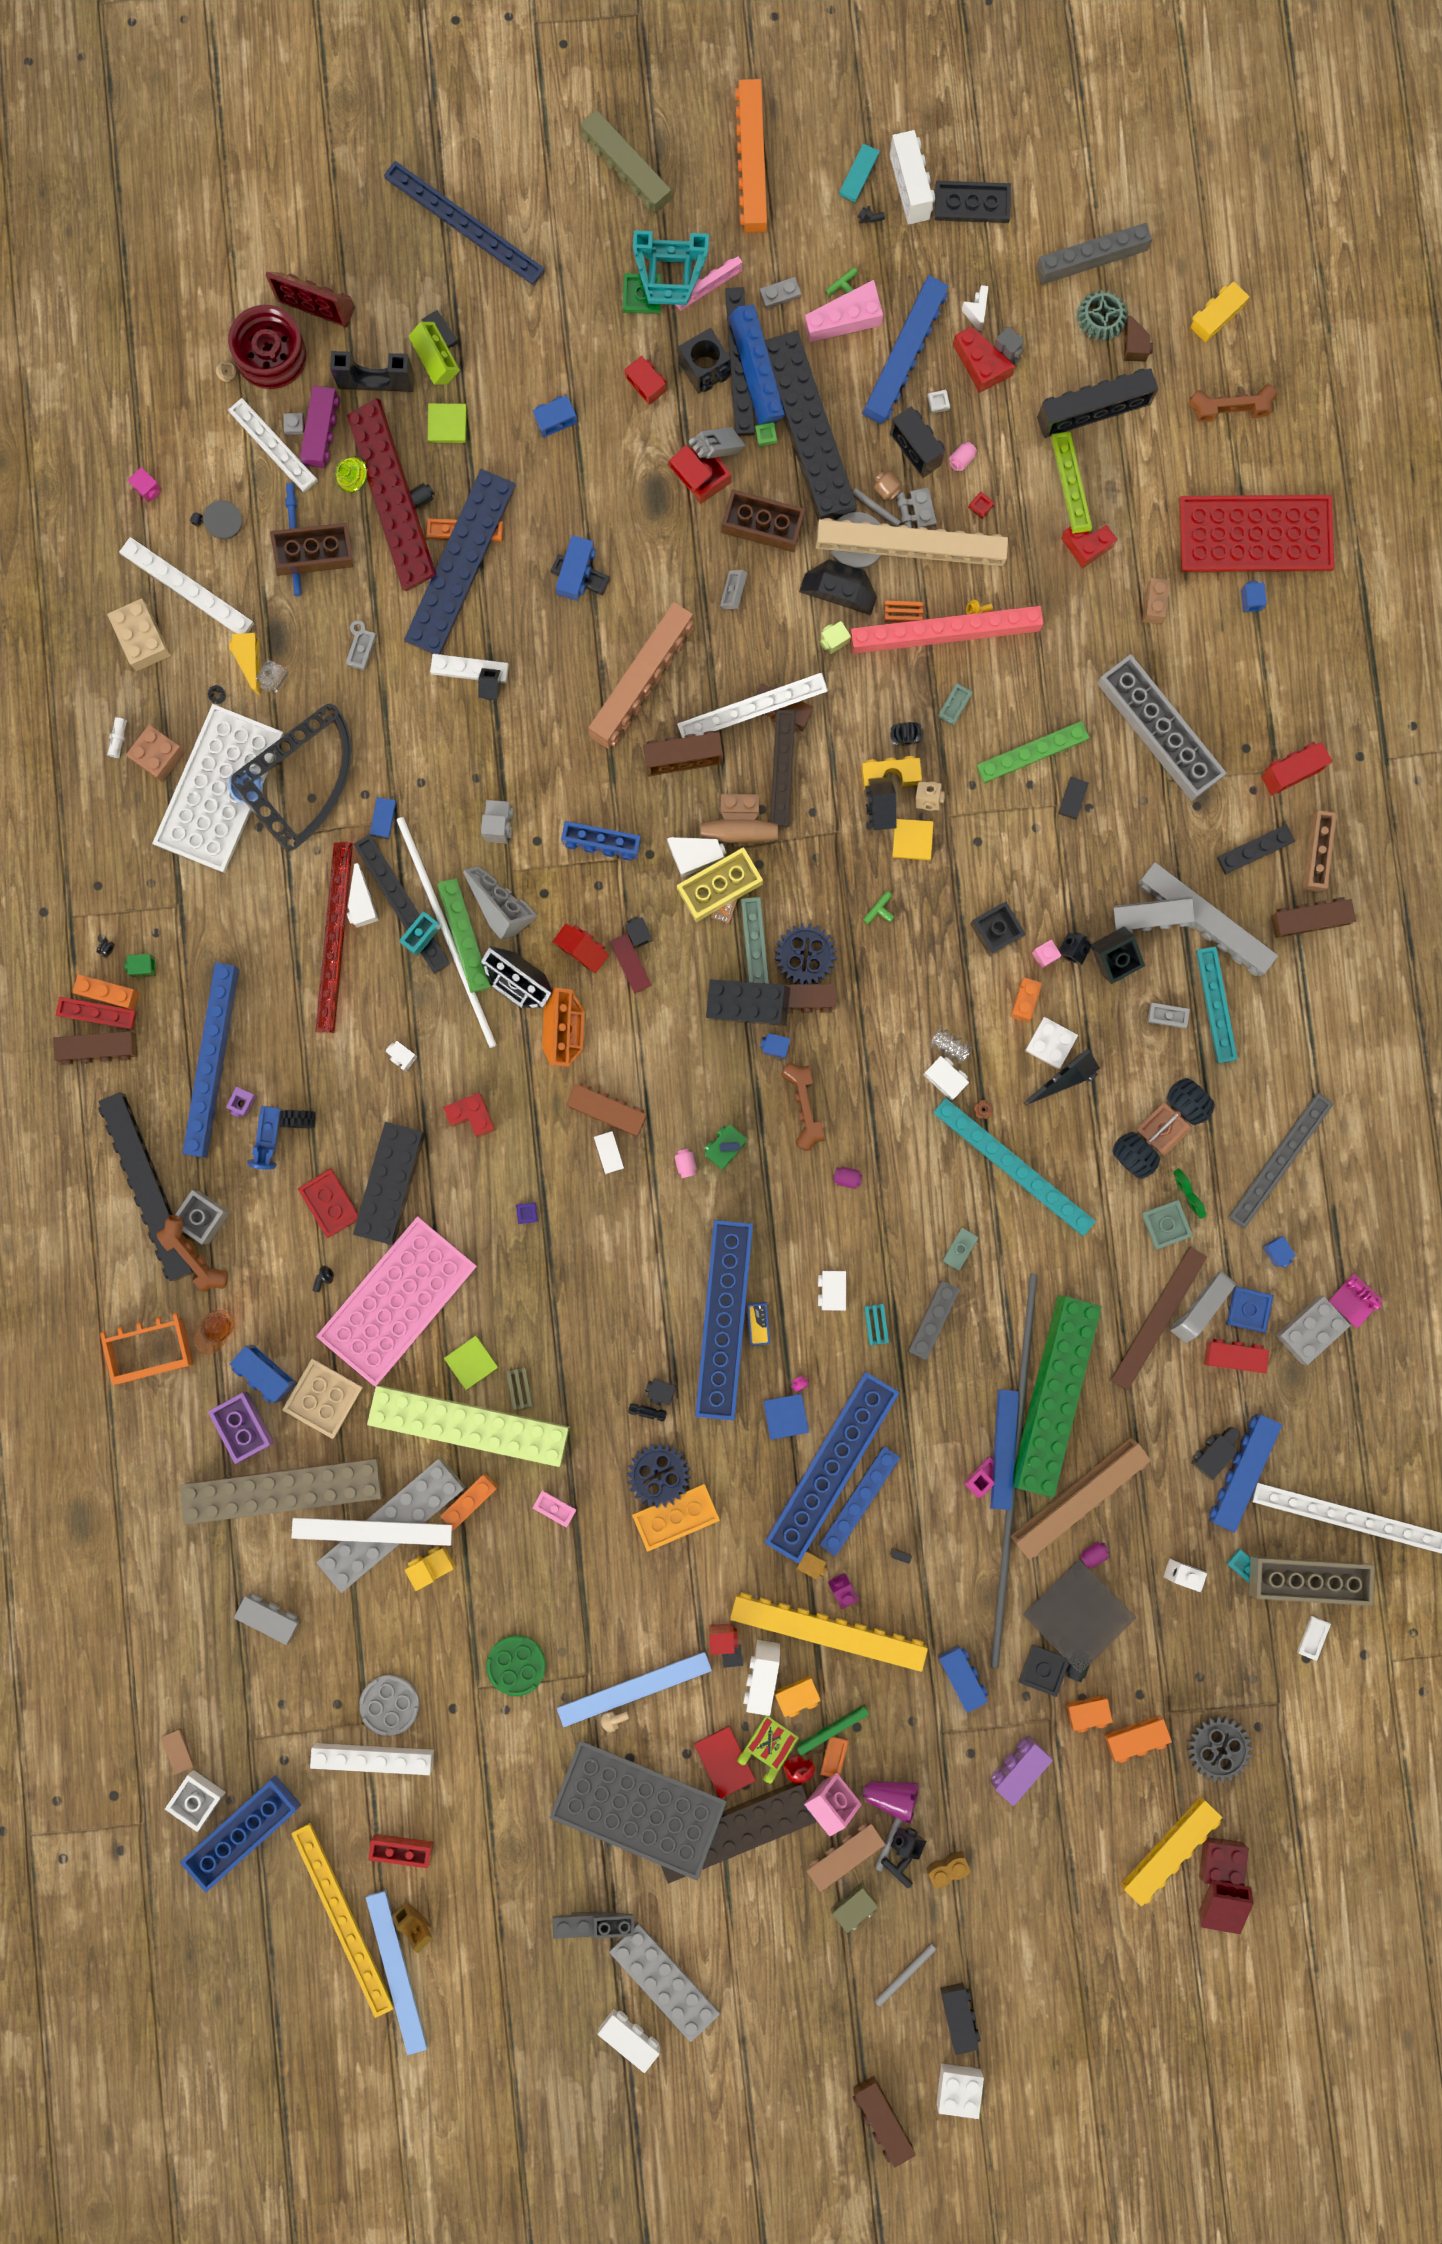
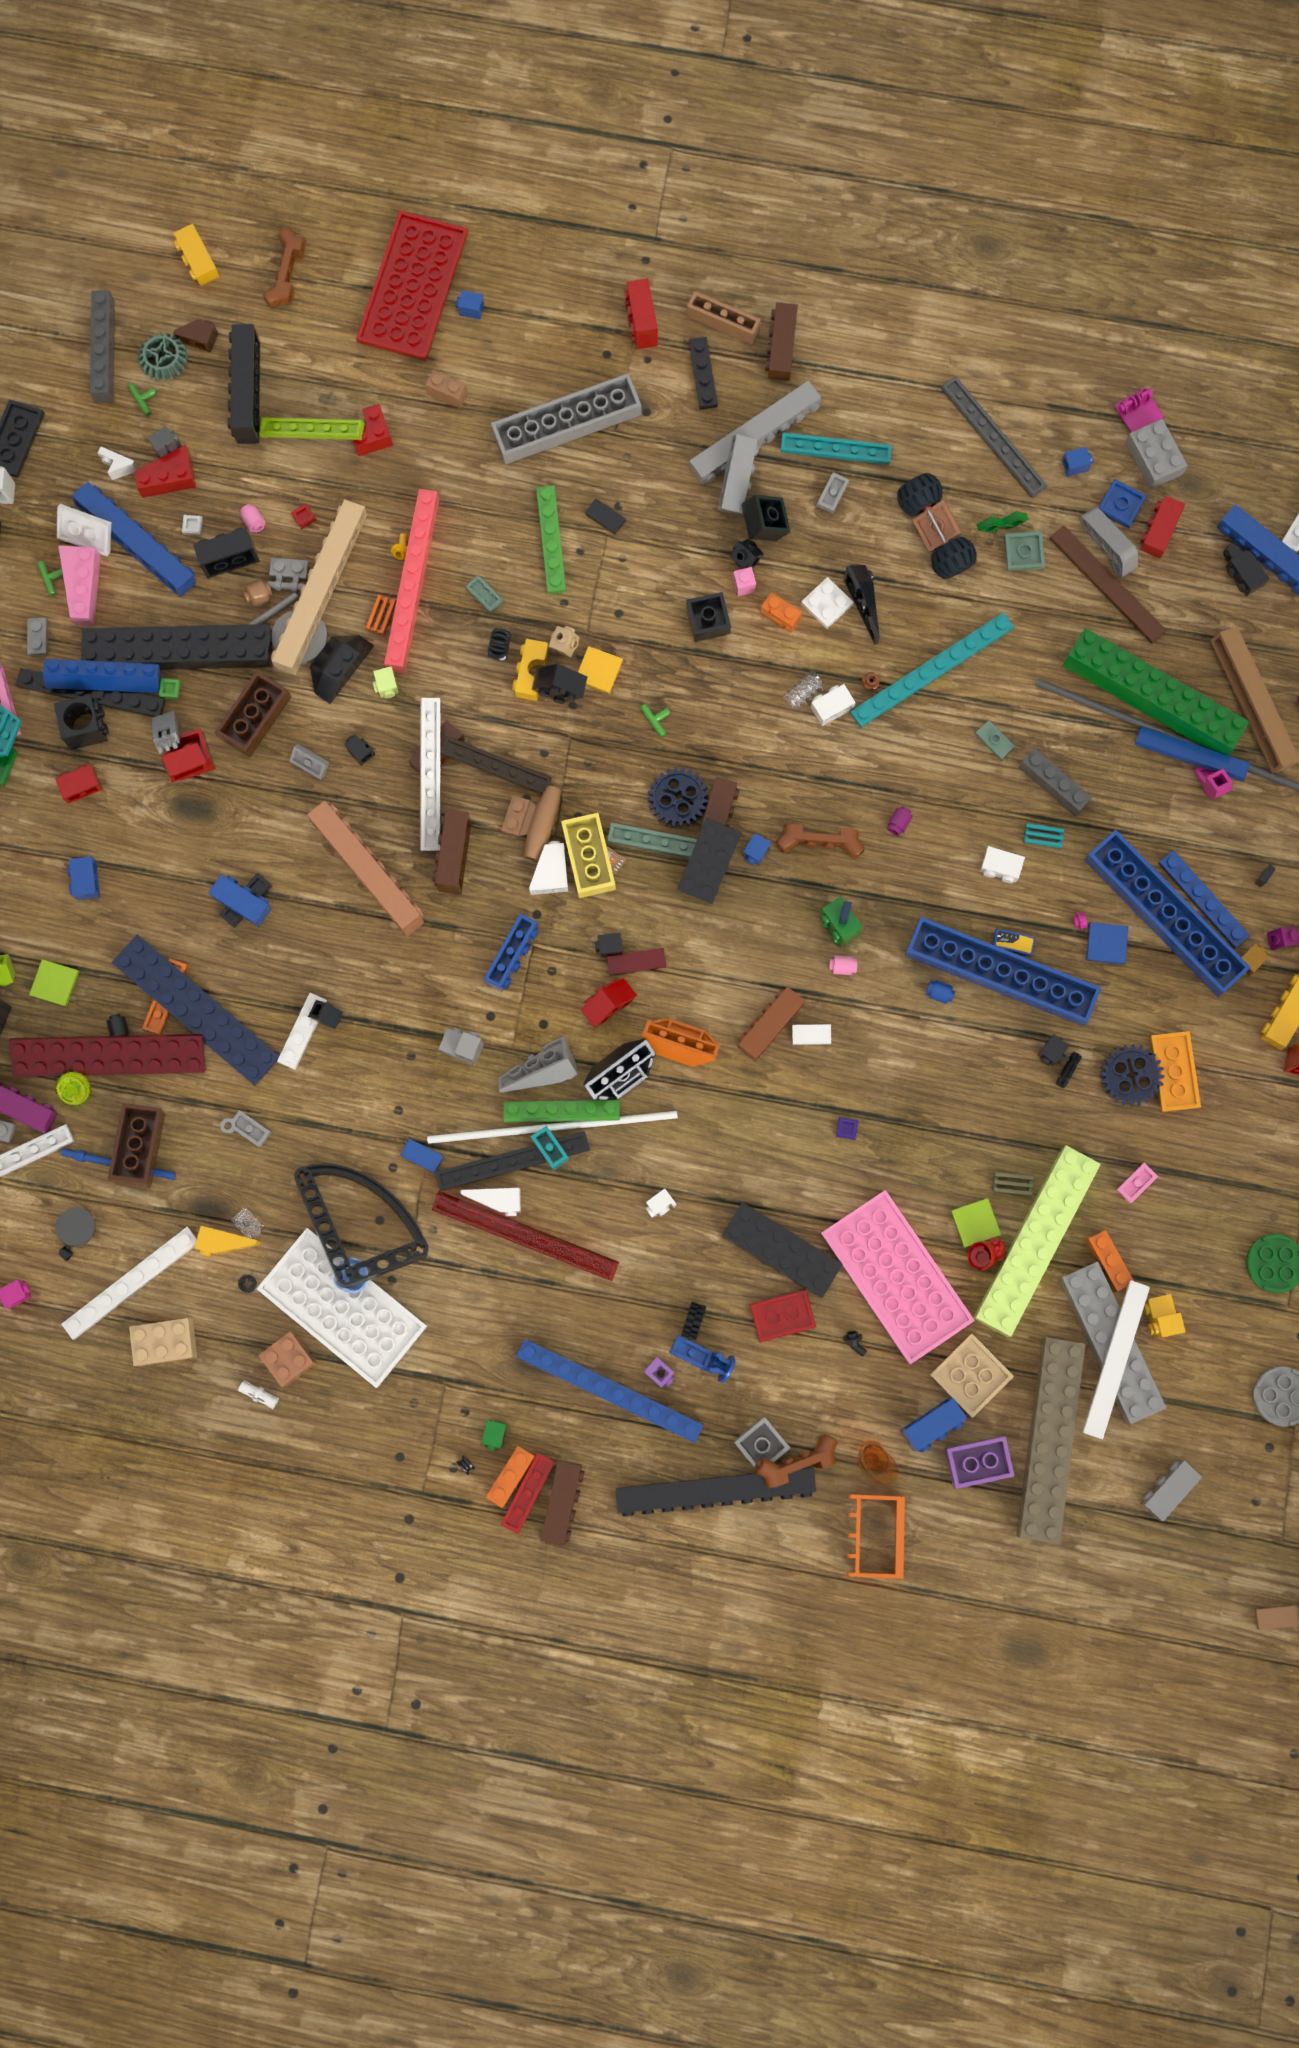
camera: 70 degrees left, 5 degrees down
(442, 1380) = (986, 1254): none -> red hair
(473, 1110) = (735, 1148): red brick -> none
(687, 1265) = (940, 991): none -> blue brick
(760, 632) = (358, 749): none -> black brick
(898, 298) = (83, 529): none -> white tile
(1053, 309) = (141, 398): none -> bright green piece

